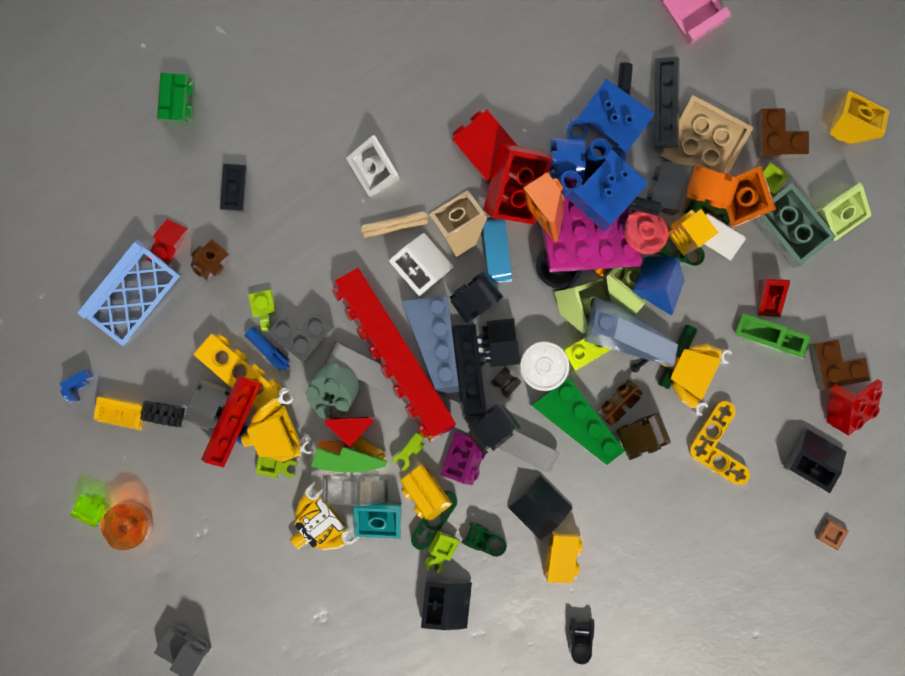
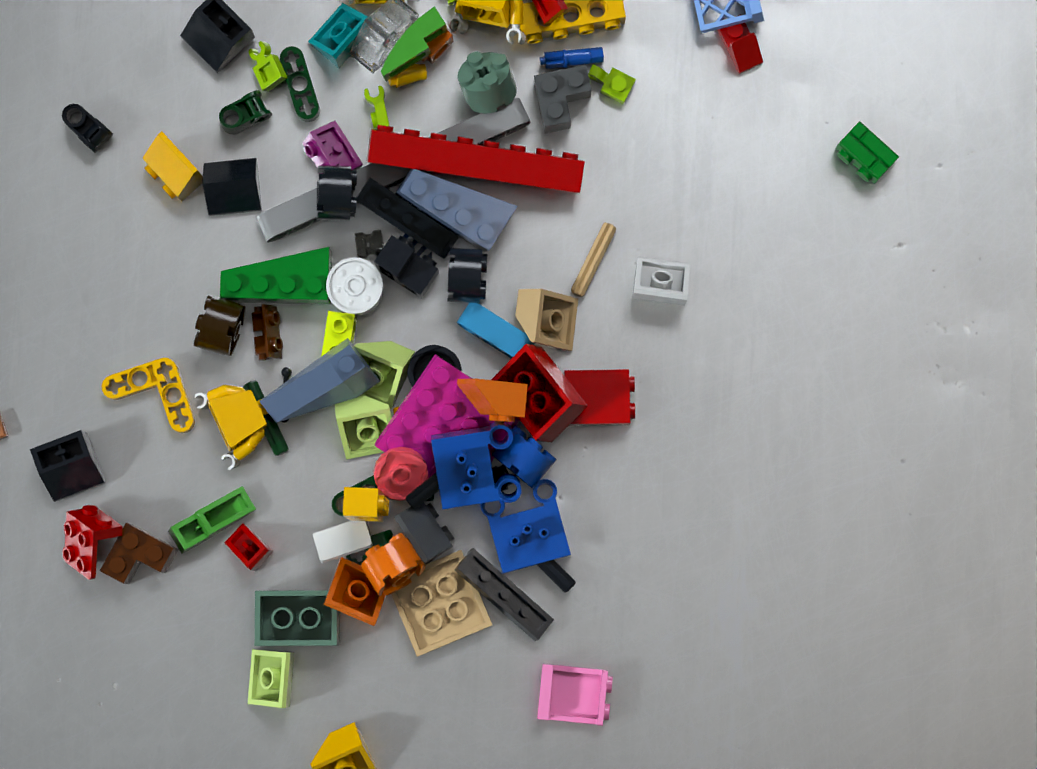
camera: 135 degrees right, 5 degrees down
(208, 260) = (700, 73): reddish brown brick -> none
(233, 187) = (743, 141): black plate -> none
(349, 428) = (442, 71): red slope -> none
(421, 264) = (537, 252): white slope -> none
(425, 493) = (329, 92): yellow brick -> none
(660, 282) = (344, 453): blue slope -> none
(774, 140) = (388, 665): reddish brown brick -> none
(774, 177) = (355, 634): lime plate -> none

